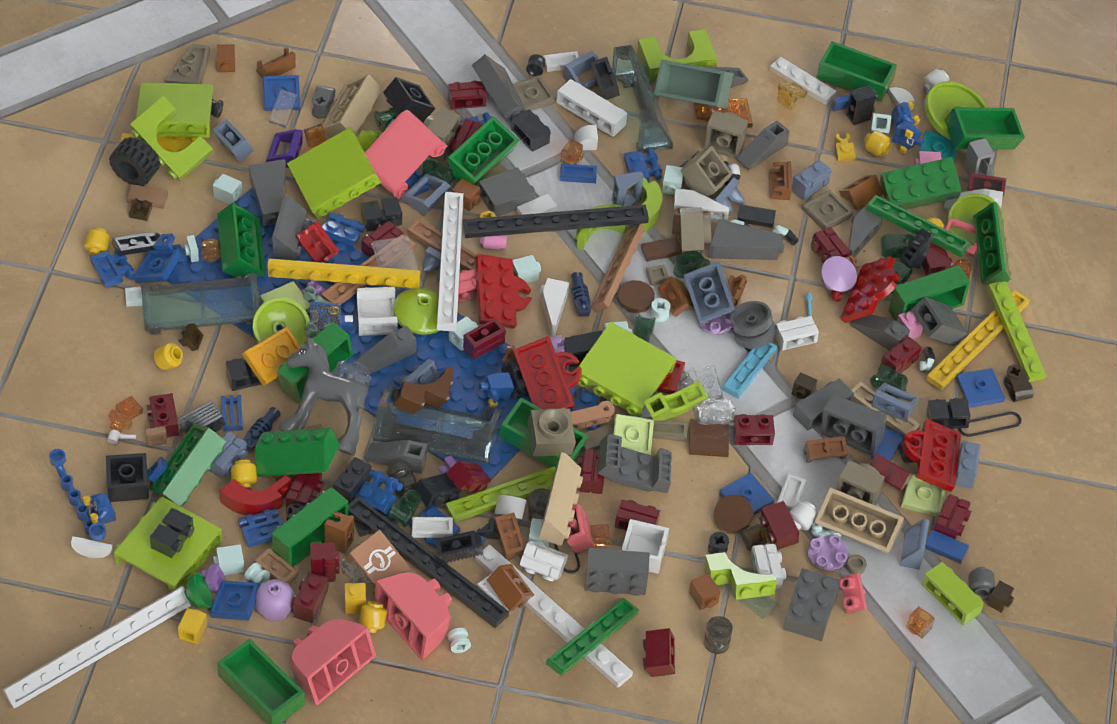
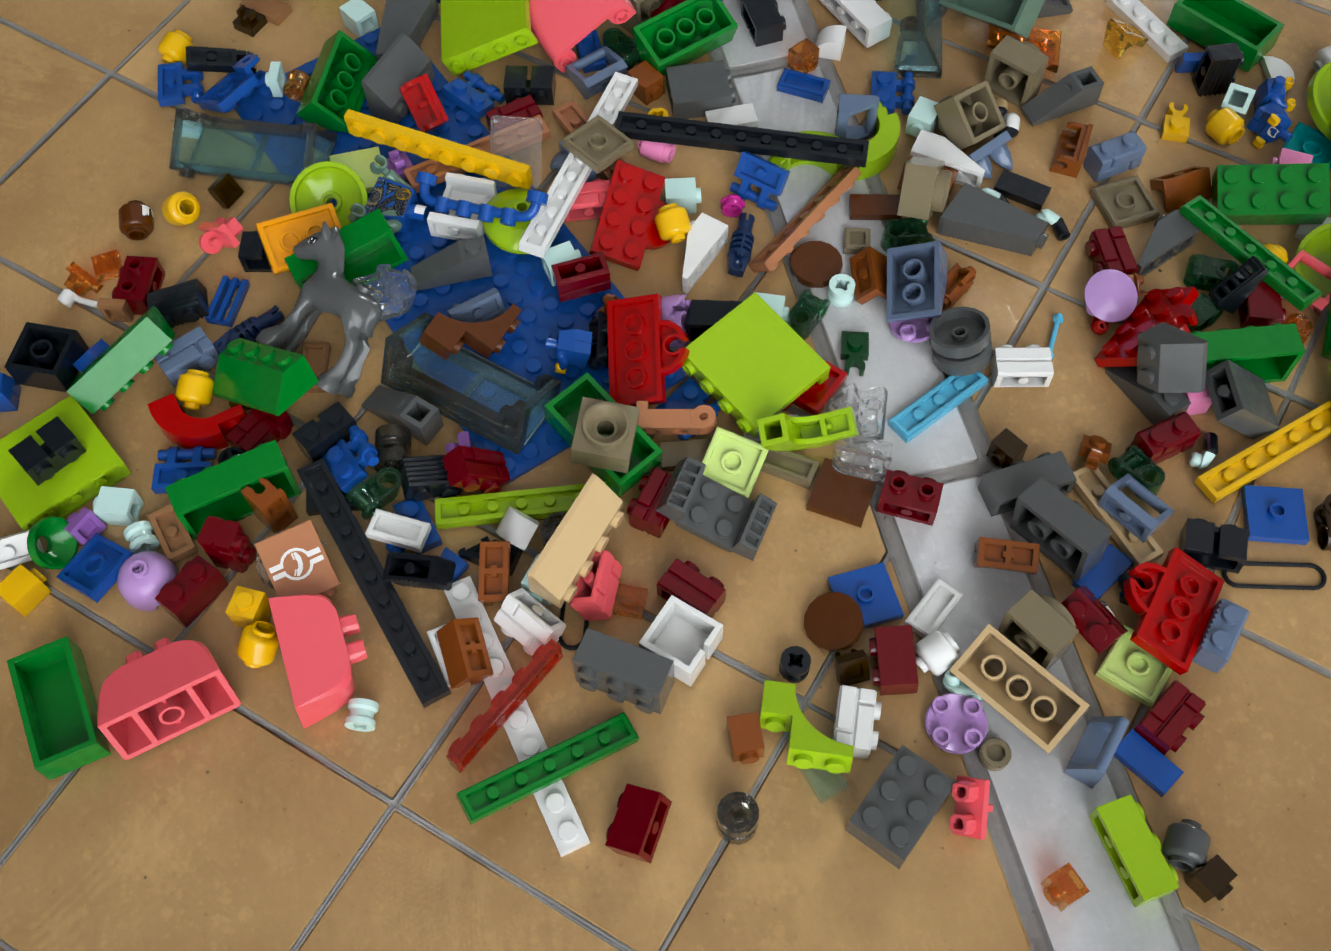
camera: 25 degrees right, 10 degrees up
(137, 372) = (136, 220): none -> reddish brown head
(208, 367) = (219, 234): none -> coral hips
(400, 309) = (485, 212): none -> blue bar
(459, 245) = (598, 144): none -> dark tan tile
(531, 289) = (673, 223): none -> yellow head
(551, 607) = (504, 705): none -> clear red plate
(563, 269) = (732, 205): none -> dark pink plate
(577, 242) = (762, 174): none -> blue plate
(683, 346) = (854, 350): none -> dark green plate
(859, 373) = (1095, 450): none -> dark orange plate
(890, 305) = (1171, 360): none -> dark grey slope

